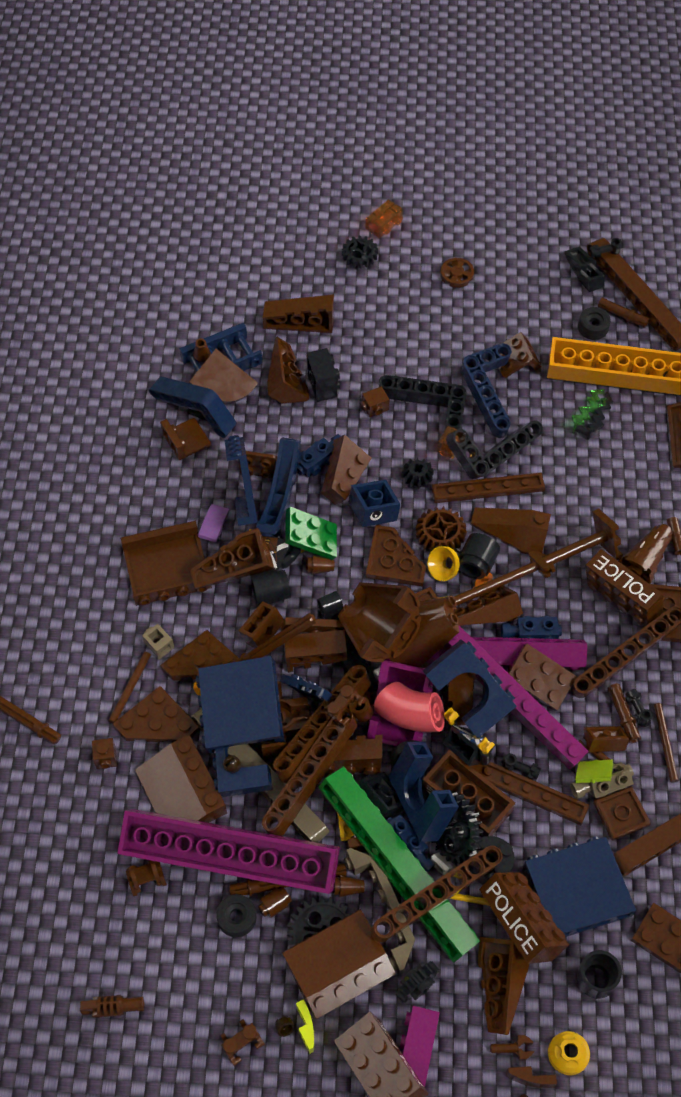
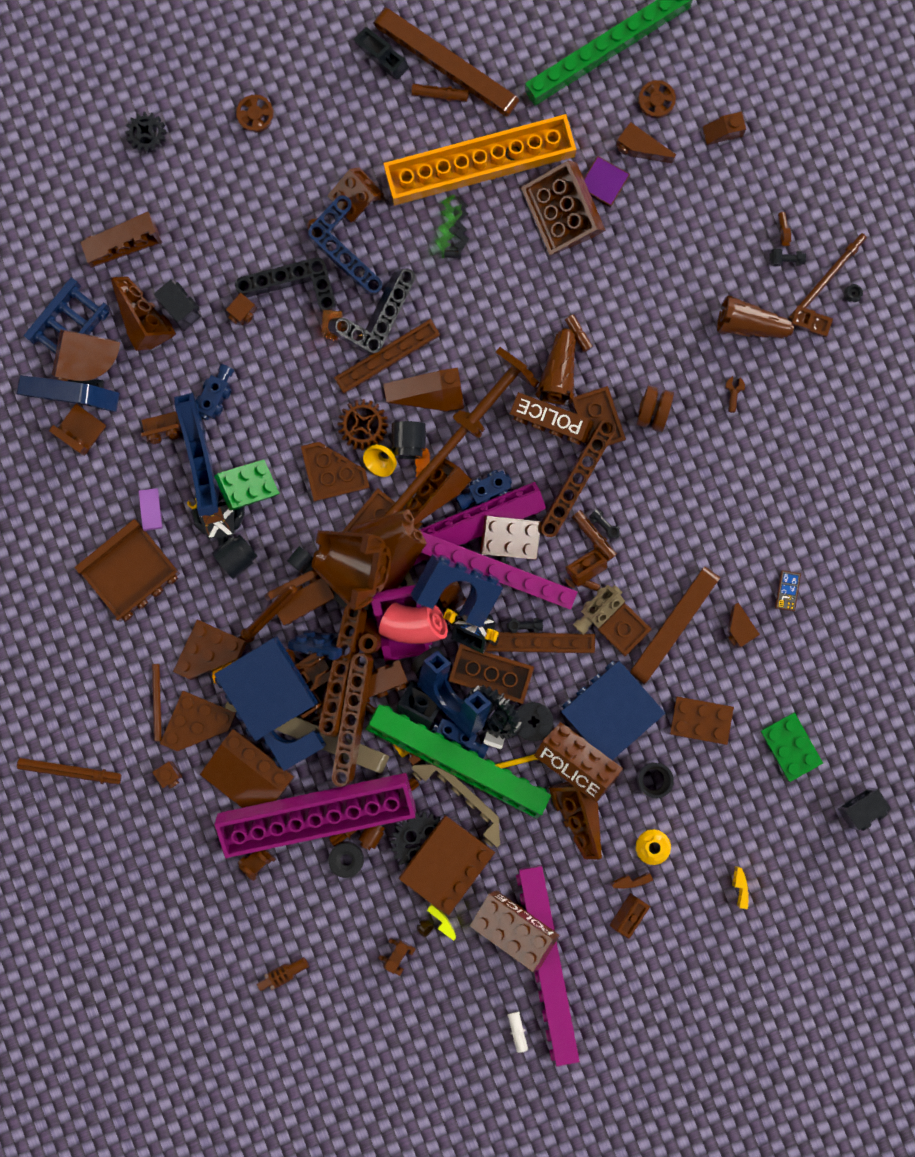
camera: 20 degrees left, 25 degrees up
(164, 643) = (151, 650): dark tan brick -> none
(201, 350) = (52, 333): reddish brown cone -> none
(234, 766) = (287, 747): dark brown hinge -> none
(236, 560) = (195, 545): reddish brown wedge -> none
(245, 504) = (153, 458): dark blue panel -> none
(261, 625) = (245, 596): reddish brown brick -> none
(319, 565) = (268, 509): reddish brown cone -> none
(345, 469) = (247, 403): reddish brown wedge -> none
(346, 695) = (354, 655): reddish brown piece -> none
(348, 886) = (425, 794): reddish brown cone -> none
(374, 503) = (290, 426): dark blue brick -> none
(384, 218) = (152, 78): clear orange brick -> none
(417, 473) = (316, 364): black gear -> none
(417, 982) = (515, 850): black gear -> none
(429, 900) = (493, 783): reddish brown beam -> none
(514, 1048) = (609, 863): reddish brown bar -> none
(590, 331) = (410, 110): black tyre -> none
(594, 771) = (589, 605): lime piece -> none
(615, 248) = (403, 19): black bar -> none
(666, 743) = (638, 545): reddish brown bar -> none

